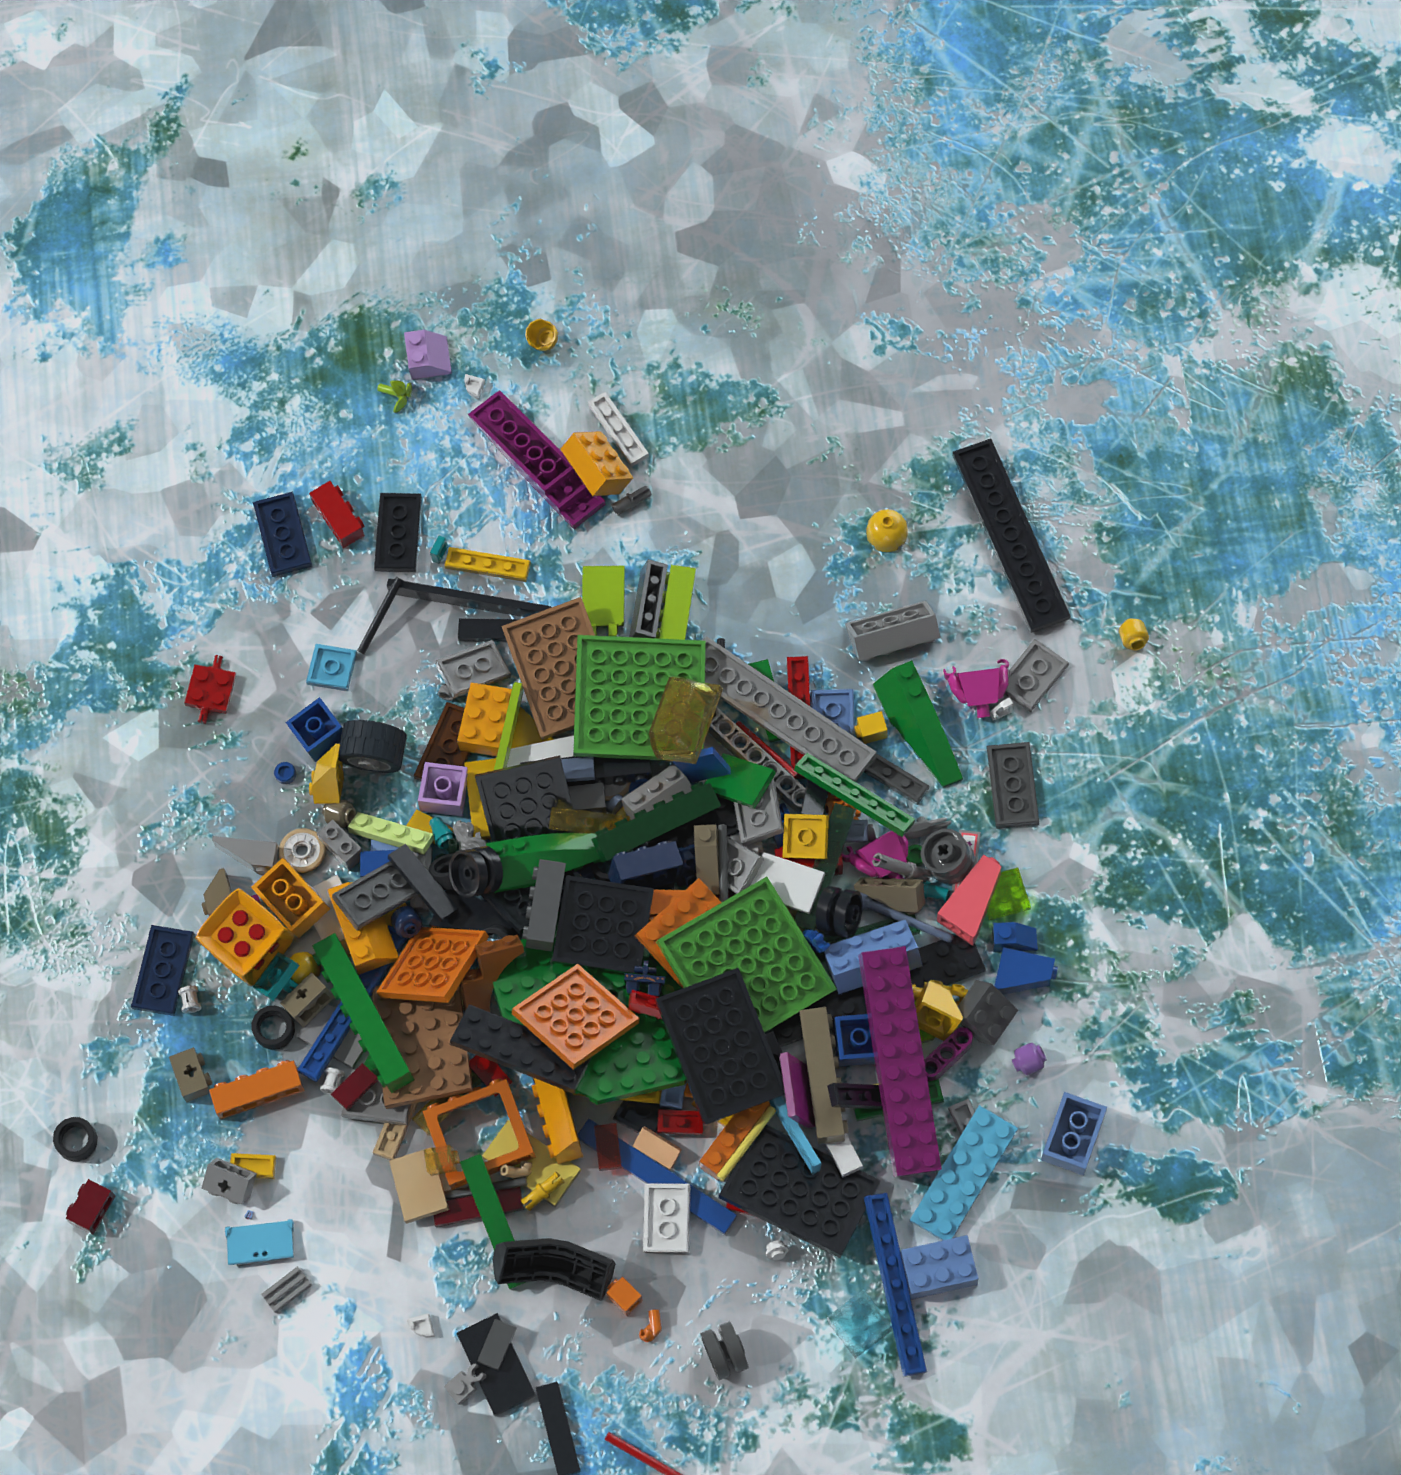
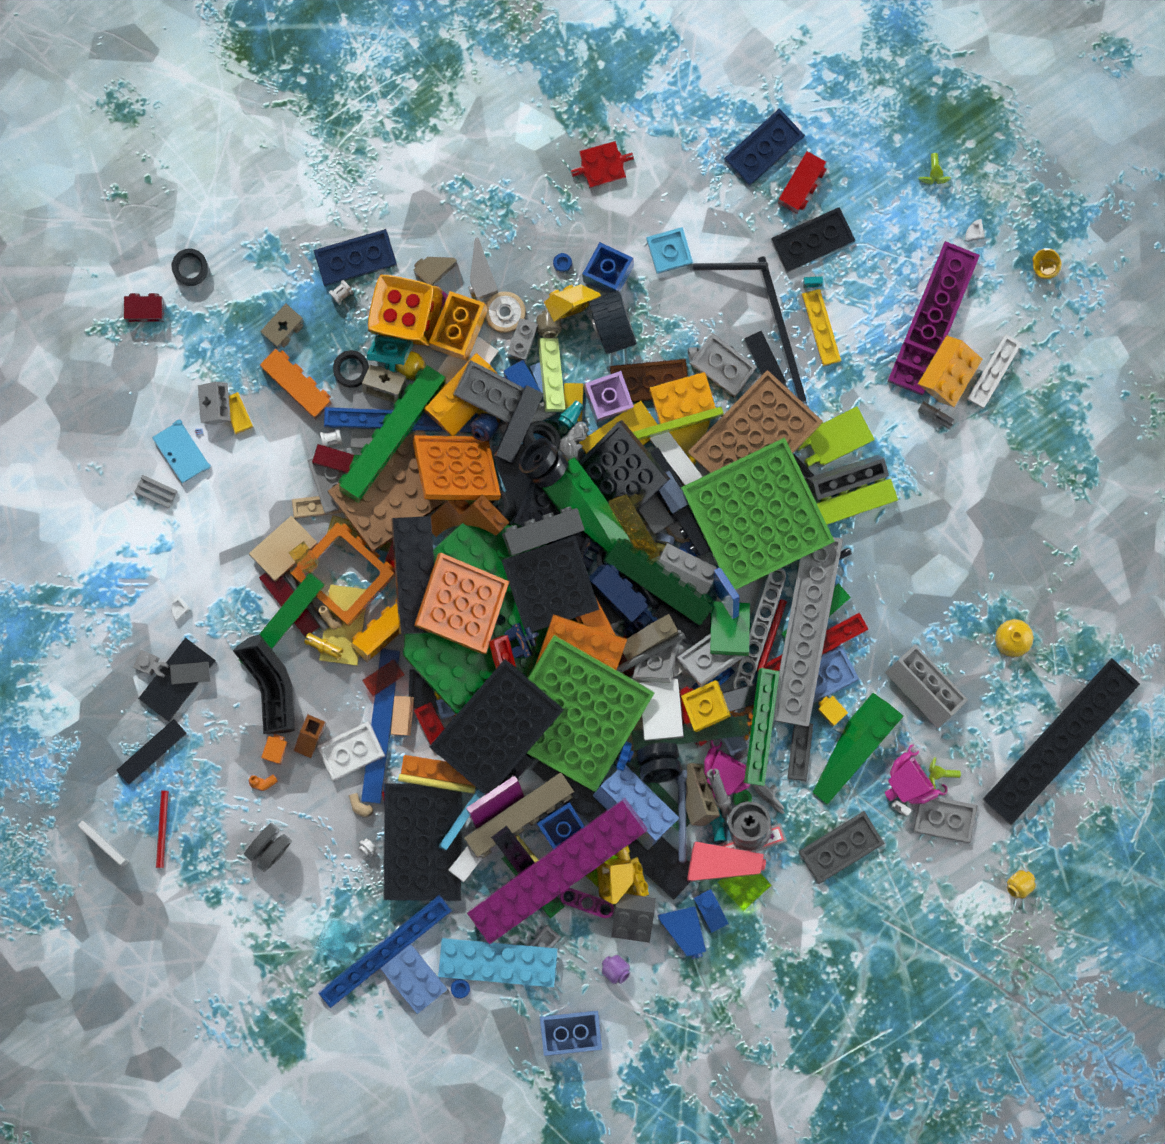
camera: 55 degrees right, 15 degrees up
(427, 354) = (982, 178): lavender slope -> none
(628, 1251) = (309, 736): none -> dark orange slope
(683, 719) = (752, 560): clear yellow windscreen -> none
(730, 1239) = (358, 807): none -> tan arm
(972, 1227) = (460, 988): none -> blue tile
(983, 656) = (938, 772): none -> lime plant

